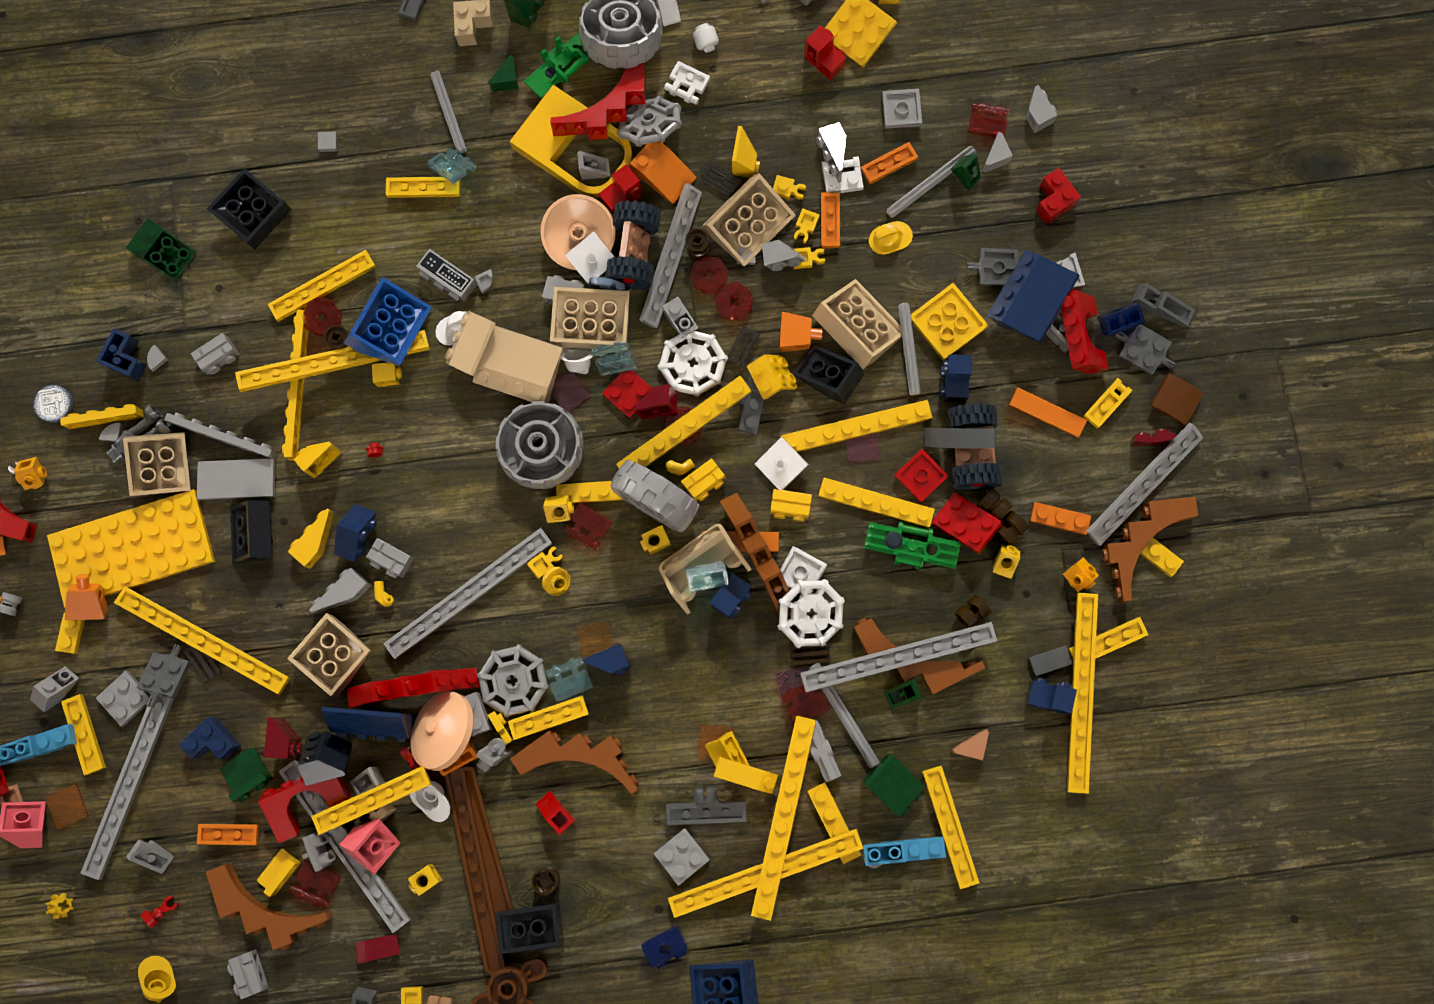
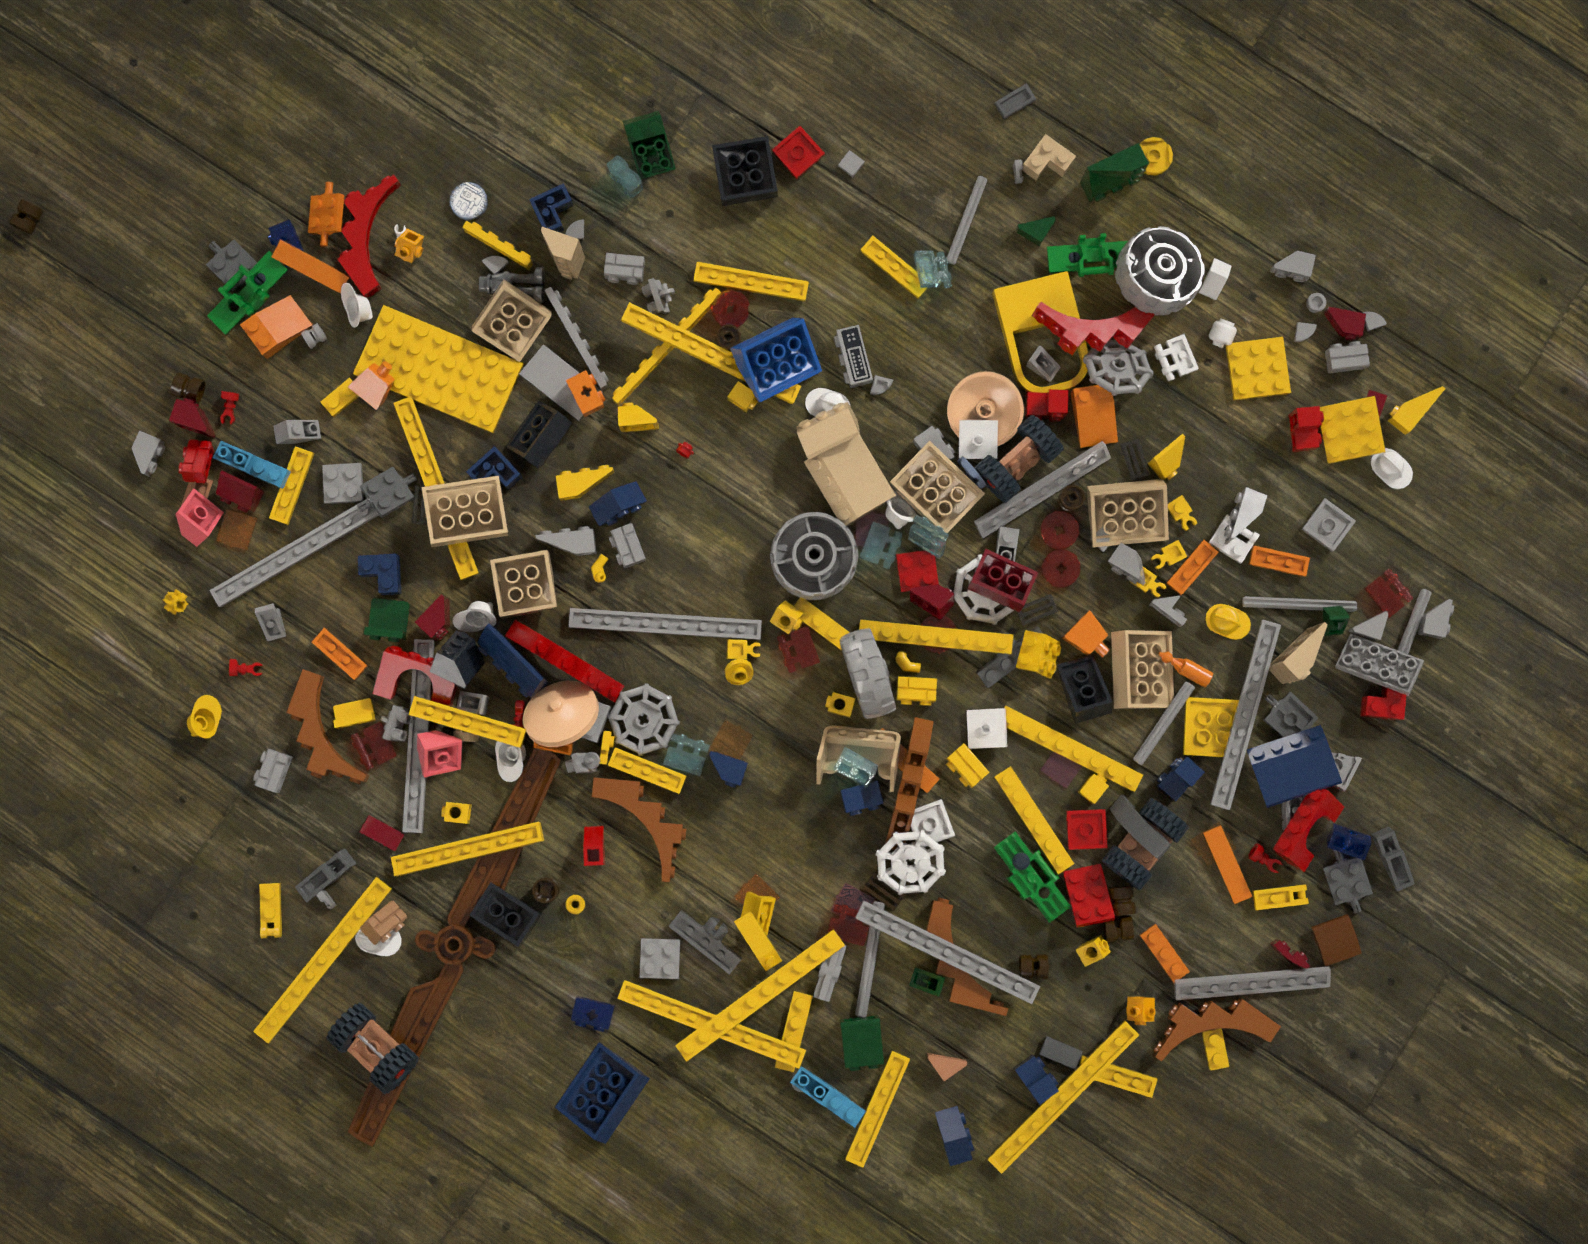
camera: 30 degrees right, 5 degrees up
(24, 553) = (356, 305): none -> white piece
(41, 775) = (239, 492): none -> dark red slope
(153, 376) = (565, 252): none -> tan slope
(160, 287) = (626, 177): none -> clear light blue brick
(231, 586) = (495, 464): none -> dark blue brick
(236, 638) = (464, 511): none -> tan slope
(249, 466) = (577, 386): none -> orange brick
(260, 350) = (661, 296): none -> light grey hips
(280, 164) = (798, 152): none -> red plate
(311, 717) = (475, 617): none -> white piece
(452, 41) = (1017, 167): none -> light grey tile
(455, 902) = (467, 849): none -> yellow plate
(572, 871) = (570, 908): none -> yellow plate
(579, 399) = (875, 542): none -> clear light blue plate
(698, 343) = (1002, 580): none -> dark red slope
(753, 42) = (1258, 368): none -> yellow plate
(836, 265) = (1165, 605): none -> light grey slope
(892, 294) = (1188, 669): none -> orange wheel
(899, 440) = (1093, 788): none -> yellow brick
(911, 33) = (1392, 469): none -> white piece
(964, 292) = (1245, 714): none -> light grey plate
(966, 213) = (1299, 657): none -> tan slope
(1025, 128) = (1414, 621): none -> light grey axle
(1028, 173) = (1379, 664): none -> light grey tile
(1028, 795) = (954, 1135): none -> dark blue brick
(1062, 386) = (1257, 854): none -> red piece

